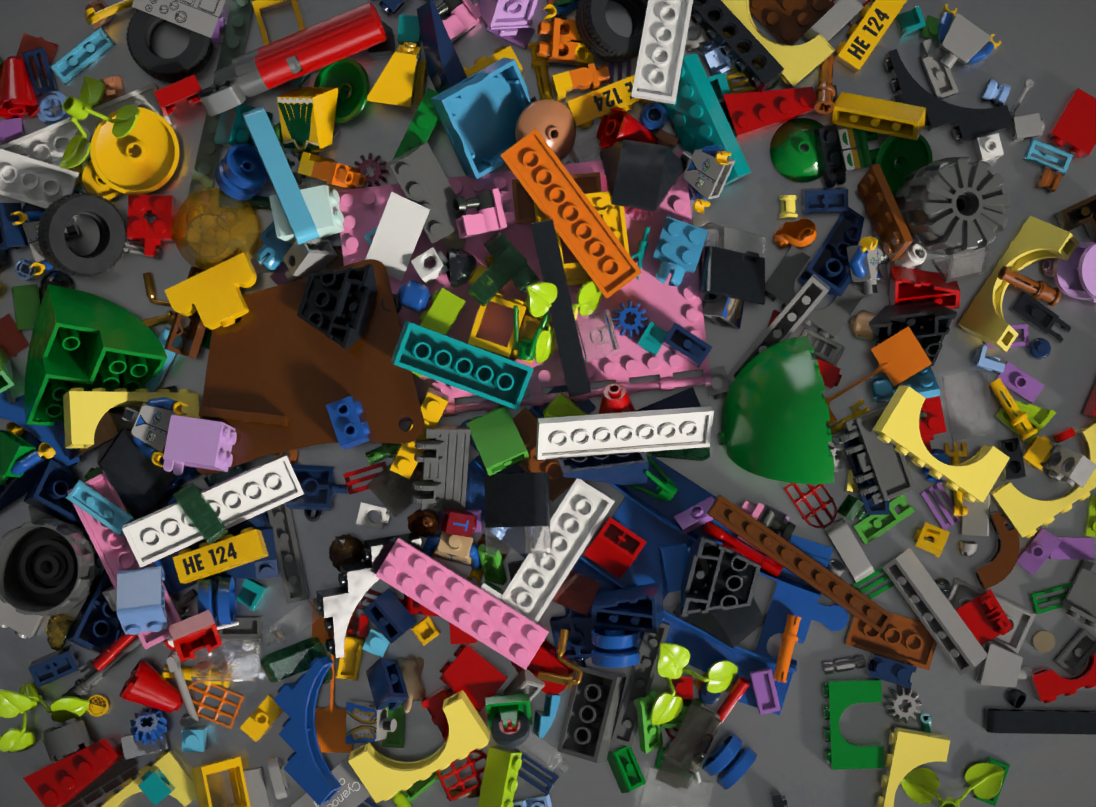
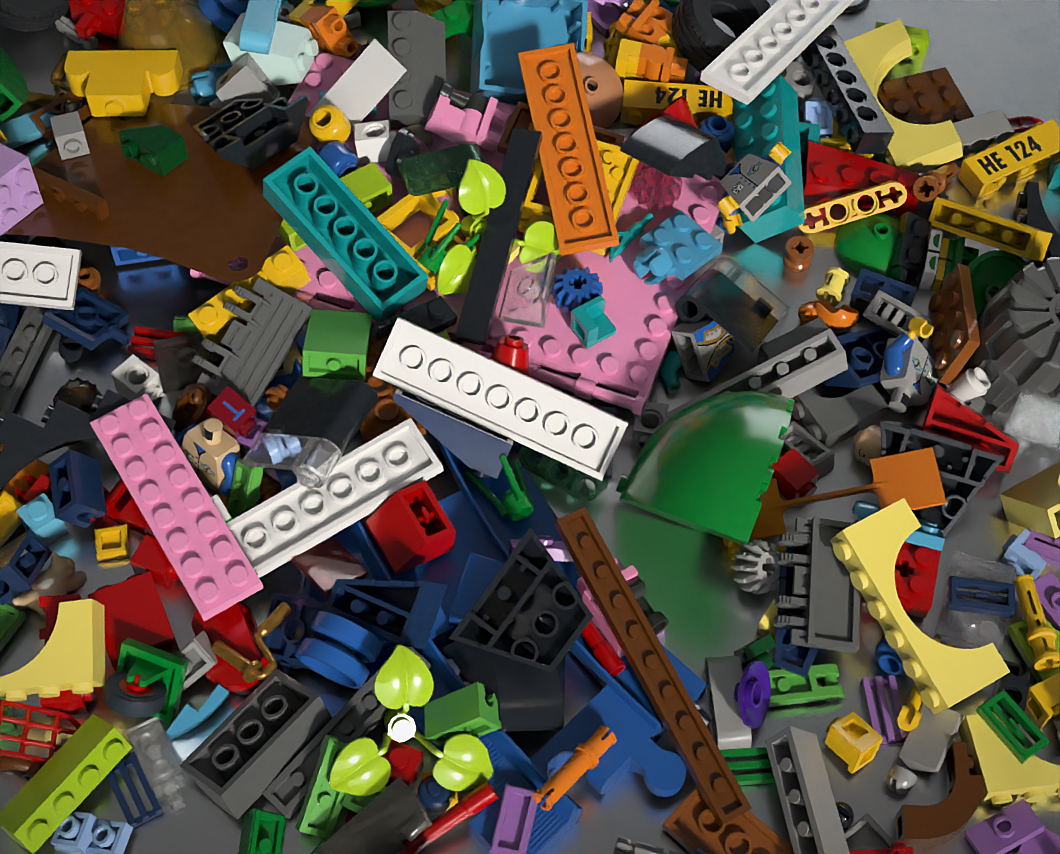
camera: 25 degrees right, 30 degrees down
(215, 364) = (69, 135): none -> light grey brick
(284, 348) = (154, 147): none -> dark green slope
(348, 422) = (171, 231): blue brick -> none
(395, 272) = (329, 124): none -> yellow head
(477, 492) = (275, 396): none -> dark orange plate
(539, 397) = (432, 315): none -> black hinge
(687, 345) = (633, 341): dark blue brick -> none
(708, 651) = (461, 713): none -> bright green hinge
(711, 334) = (668, 371): none -> teal arm
(749, 192) = (792, 259): none -> dark orange wheel
(777, 139) = (852, 211): none -> yellow beam
(813, 511) = (713, 613): red window -> none
(850, 229) = (902, 308): none -> light grey slope
(865, 547) = (753, 694): none -> dark purple dish
(954, 411) = (981, 601): none -> dark blue tile
(1005, 480) = (1028, 750): none -> green tile

